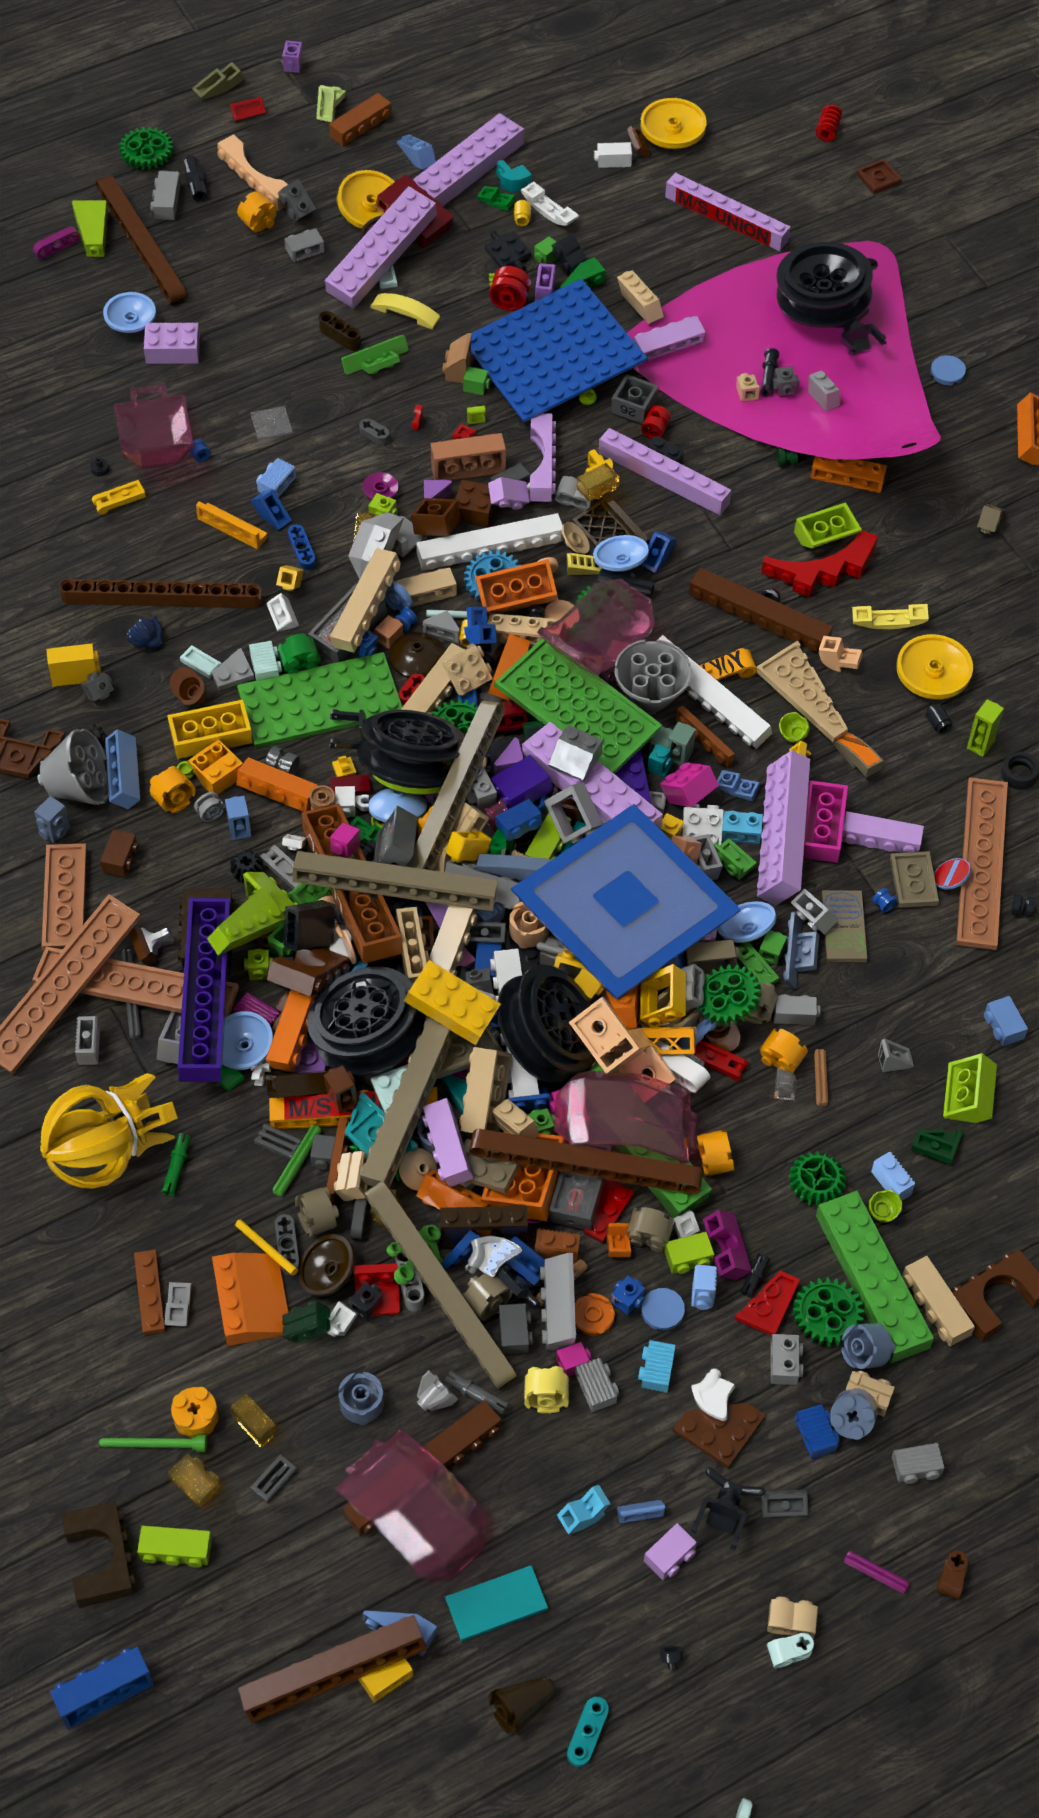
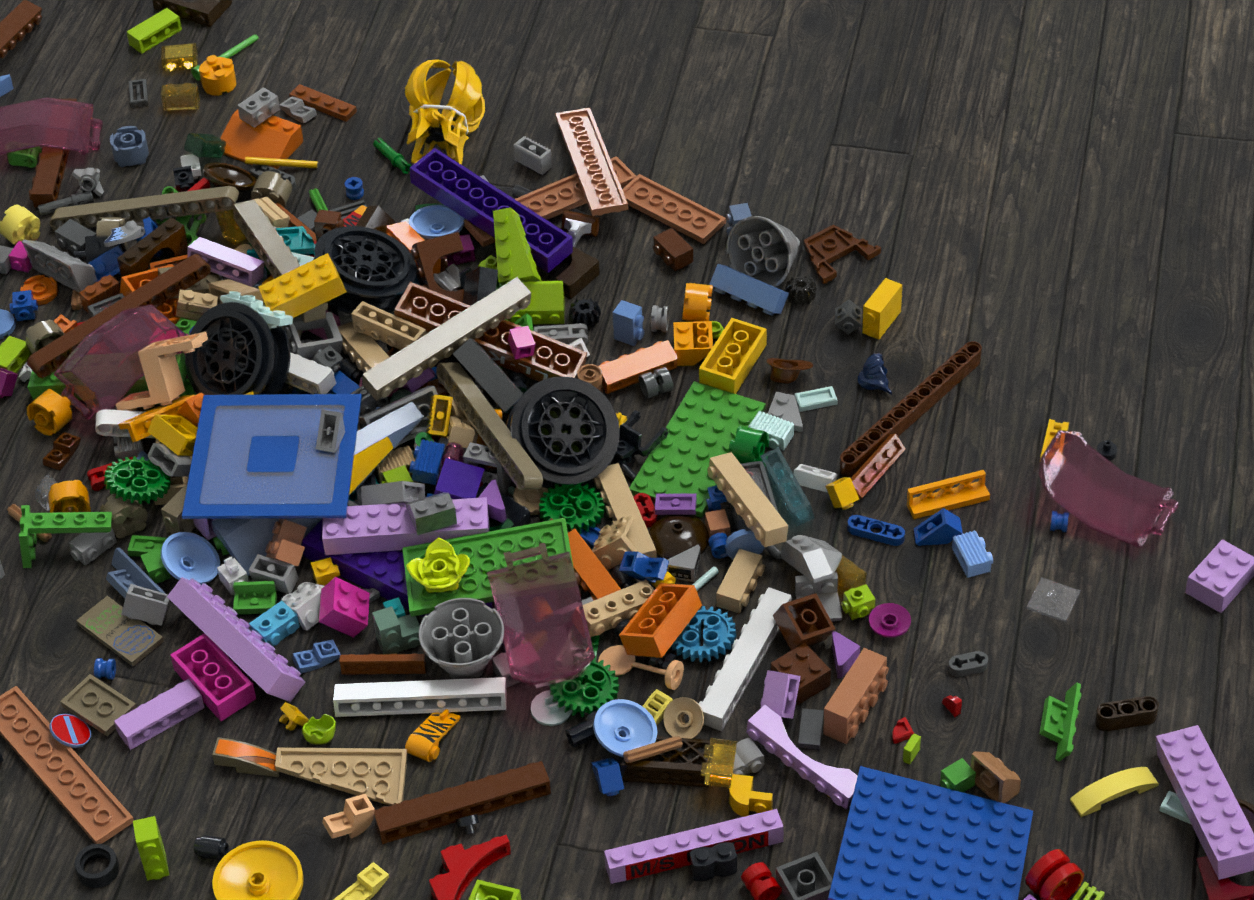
camera: 135 degrees right, 10 degrees down
(228, 1296) = (258, 107): none -> light grey brick
(245, 1165) = (354, 188): none -> blue wheel
(268, 579) = (877, 464): none -> dark orange plate
(316, 607) = (787, 487): none -> clear light blue brick
(395, 664) = (675, 504): none -> medium lavender plate
(510, 1016) = (272, 318): none -> light aqua slope
(574, 865) = (330, 431): none -> light grey slope
(609, 709) = (440, 567): none -> neon yellow brick
(622, 531) = (652, 749): none -> medium nougat axle
(730, 884) = (231, 572): none -> white brick
(736, 1122) = (62, 451): none -> reddish brown slope
(844, 1034) = (58, 522): none -> bright green bracket

